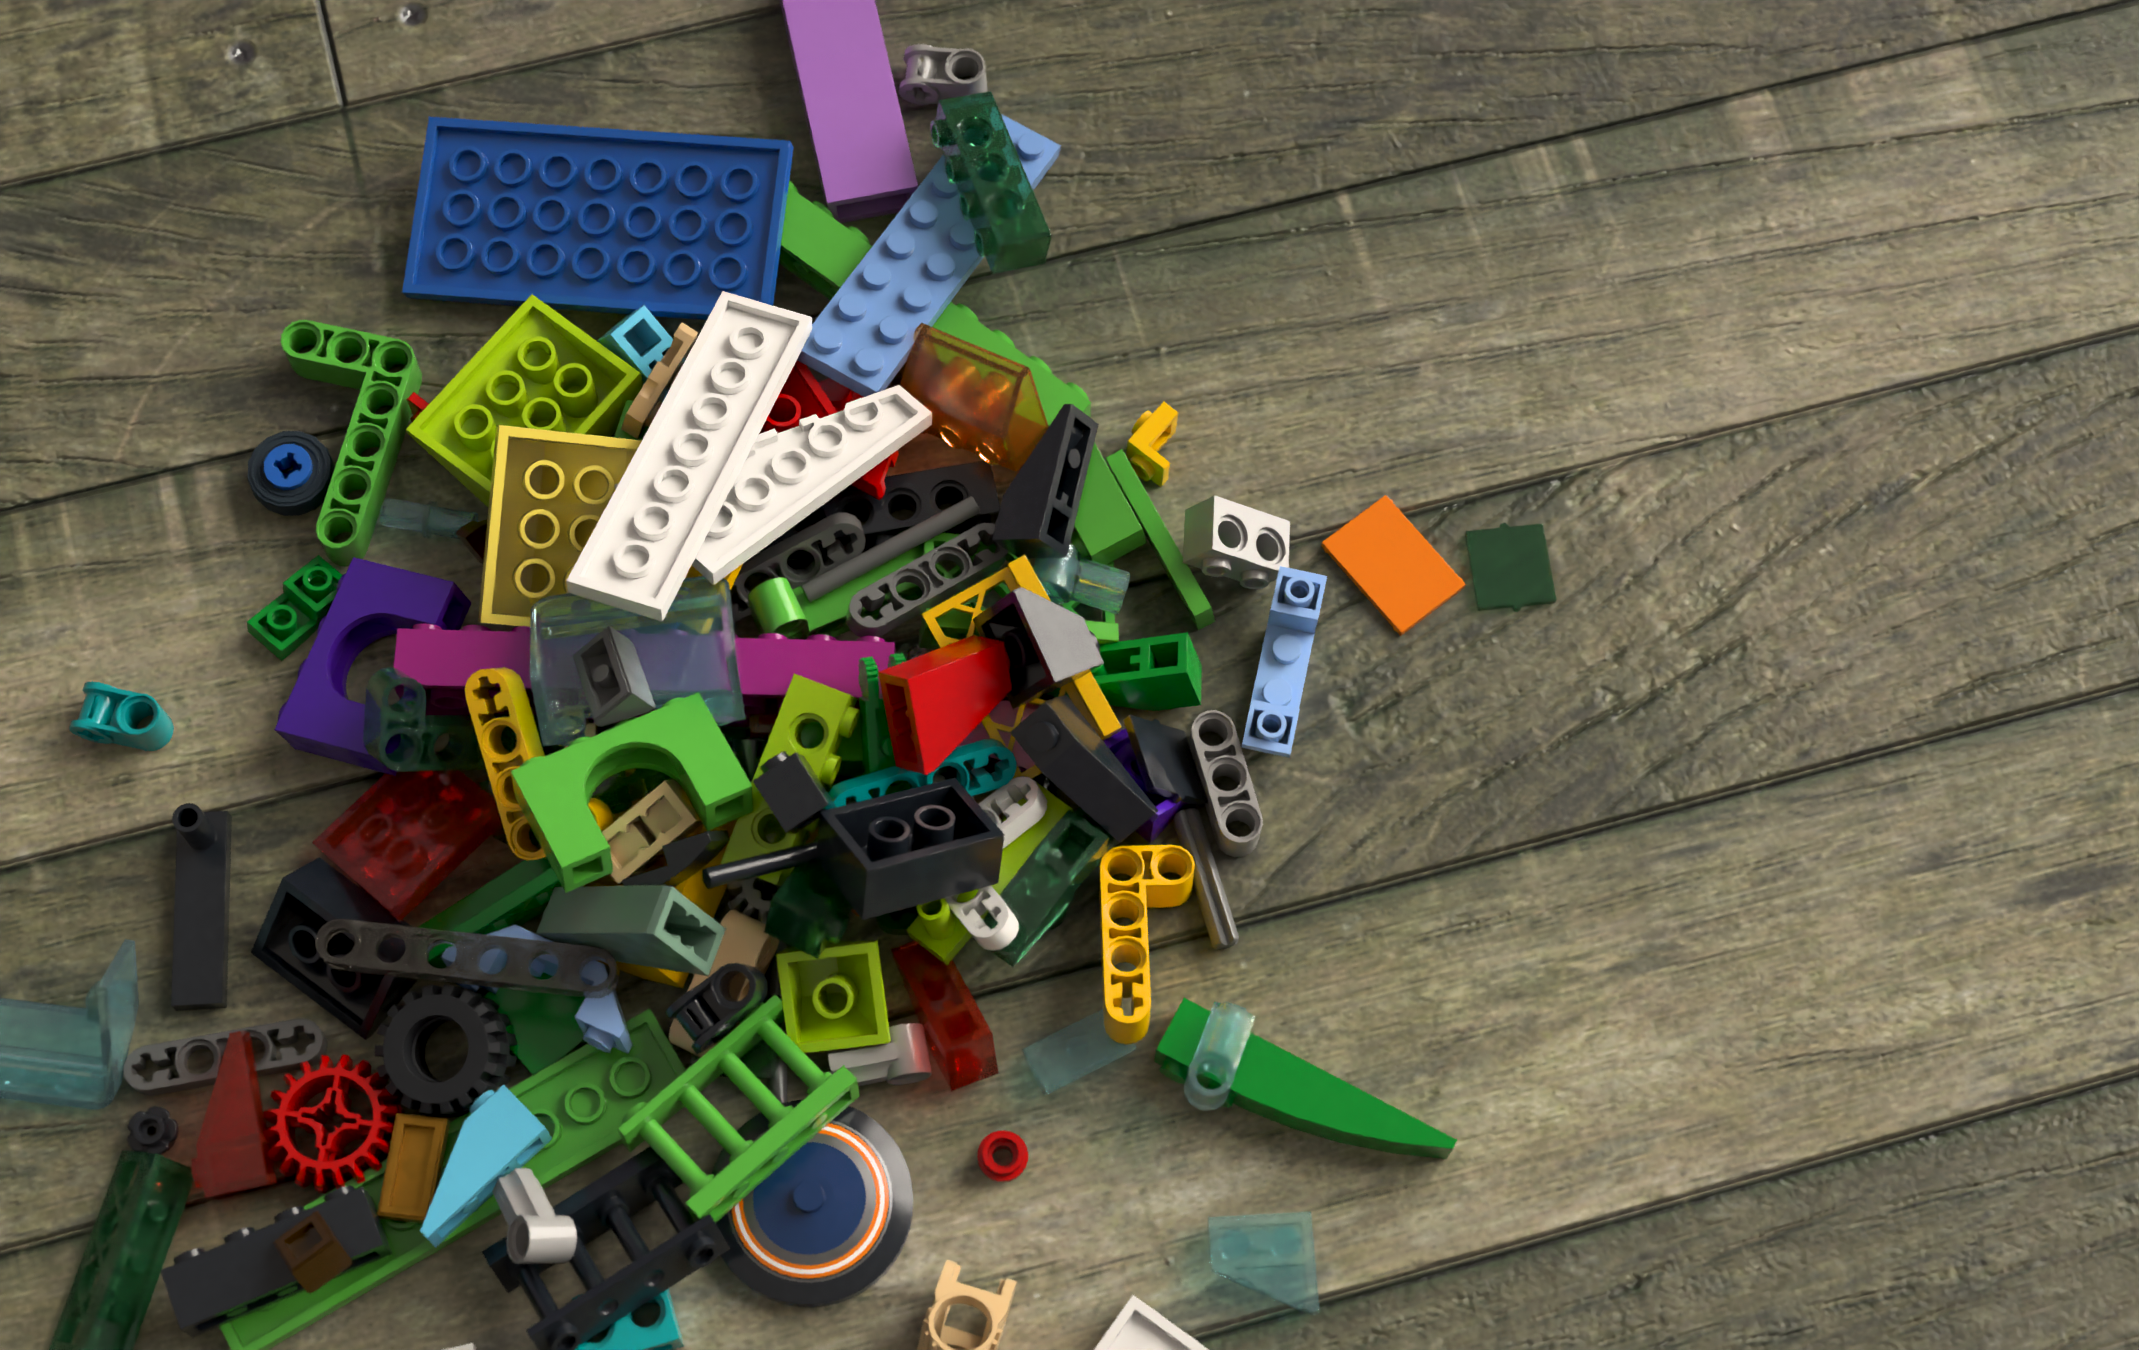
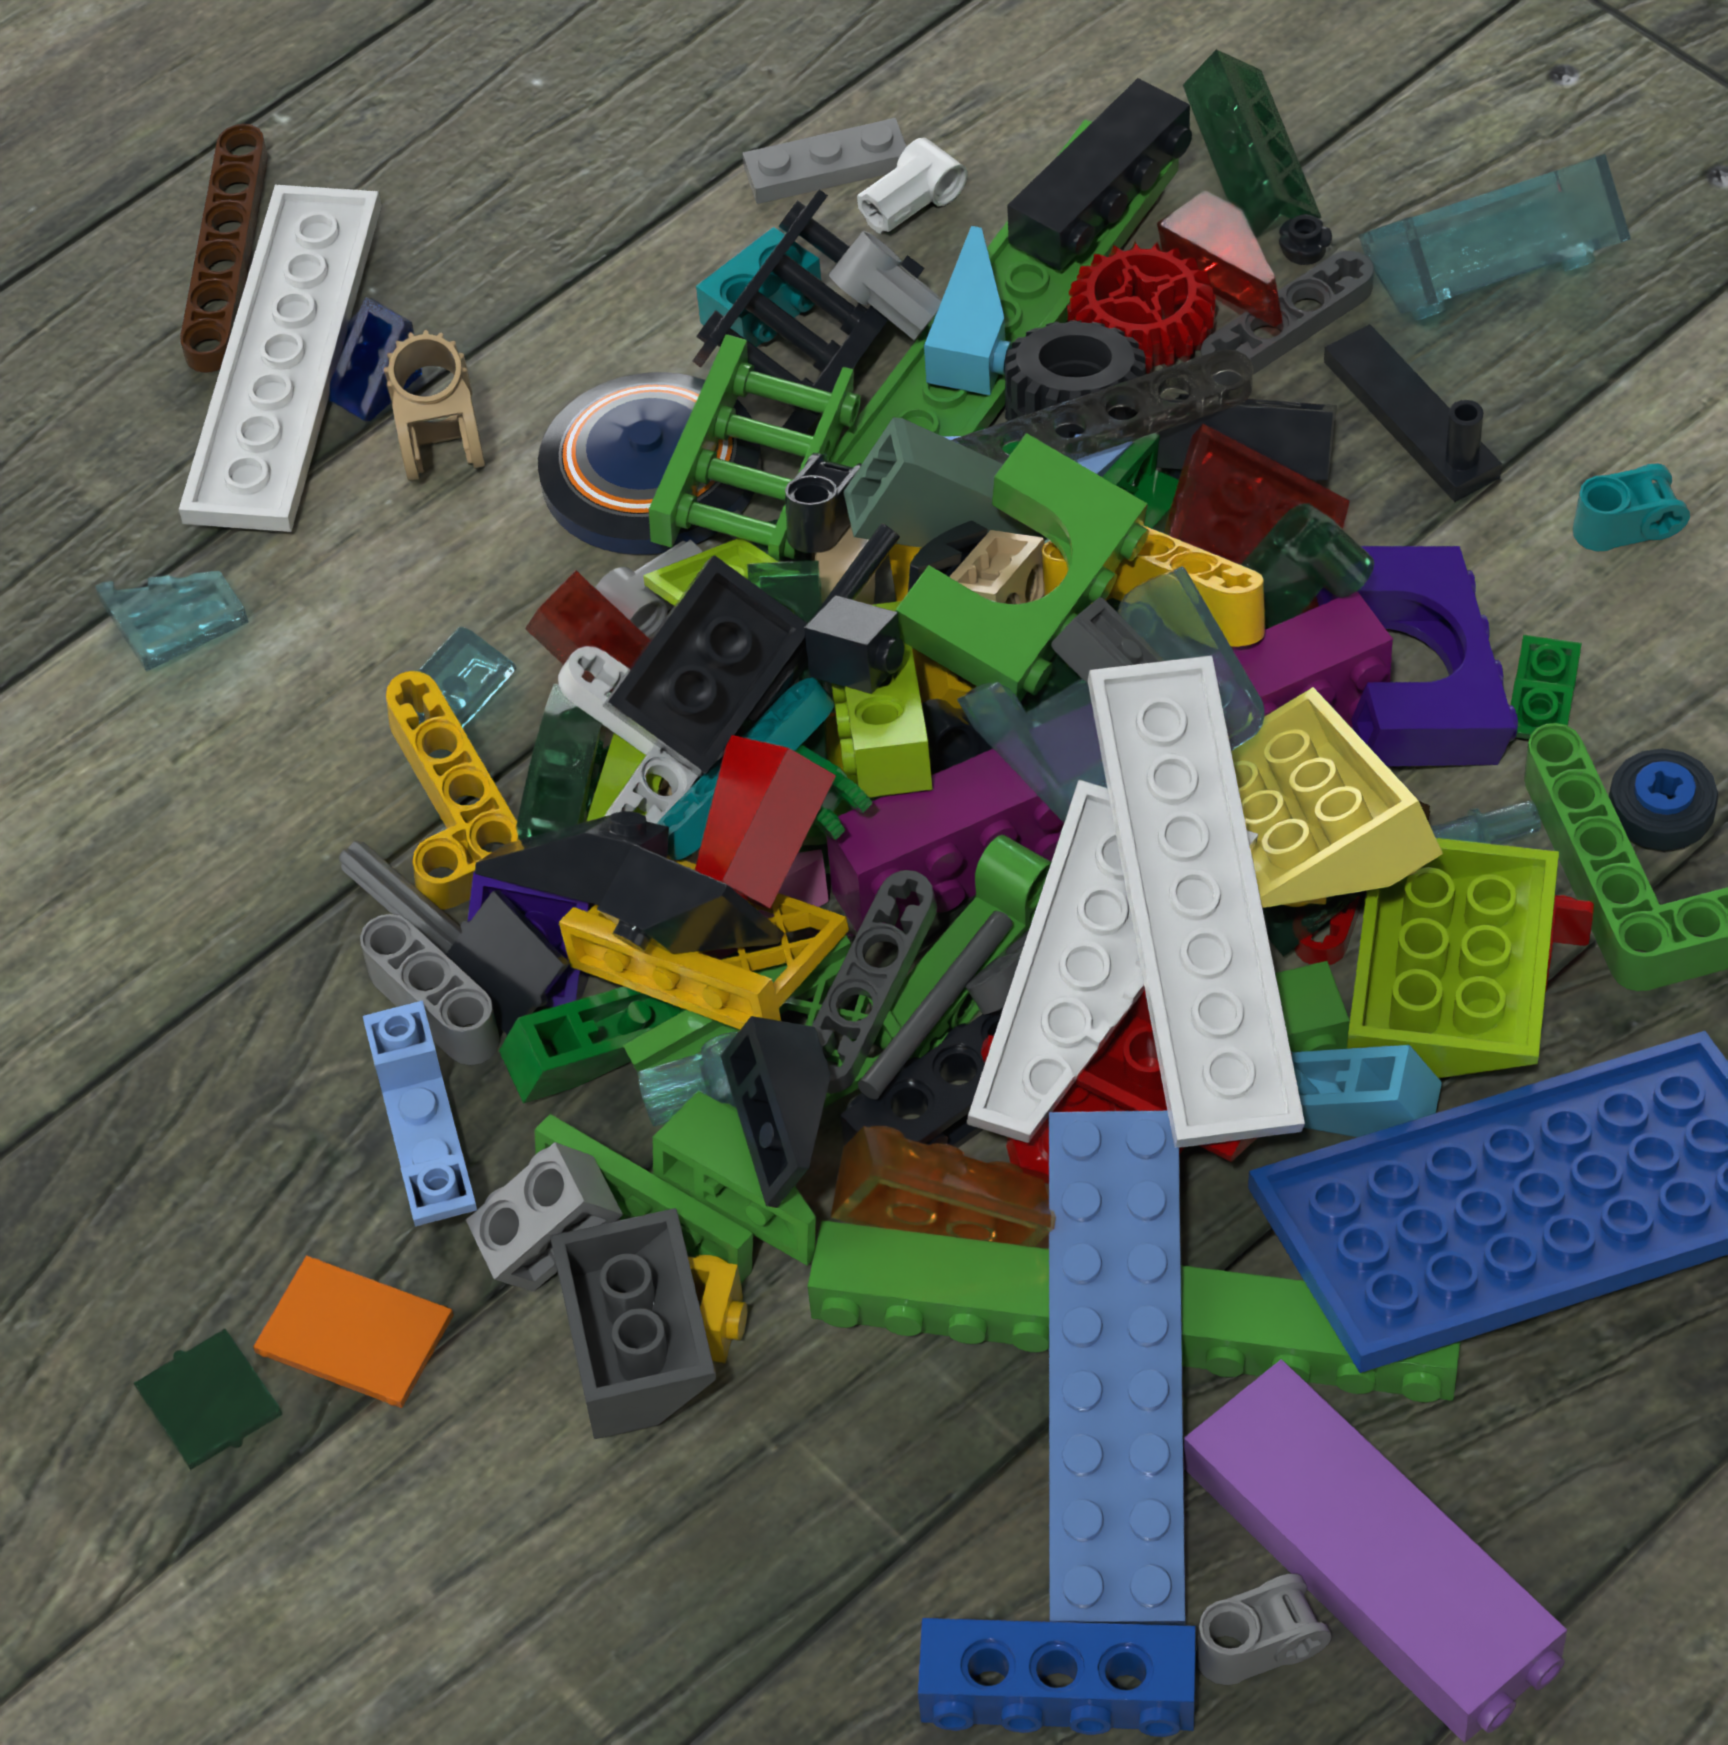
camera: 160 degrees right, 15 degrees down
(312, 1252) = (1065, 165): dark brown slope -> none
(413, 1167) = (1032, 291): pearl gold tile -> none
(659, 382) = (1310, 1020): tan wing -> none
(990, 182) = (1150, 1534): clear green brick -> none
(1002, 1140) = (482, 575): red plate -> none
(1085, 129) = (1031, 1650): none -> blue brick
(1213, 435) = (633, 1320): none -> dark grey slope
(1218, 1053) = (294, 696): clear light blue piece -> none
(1299, 1093) = (211, 750): green slope -> none

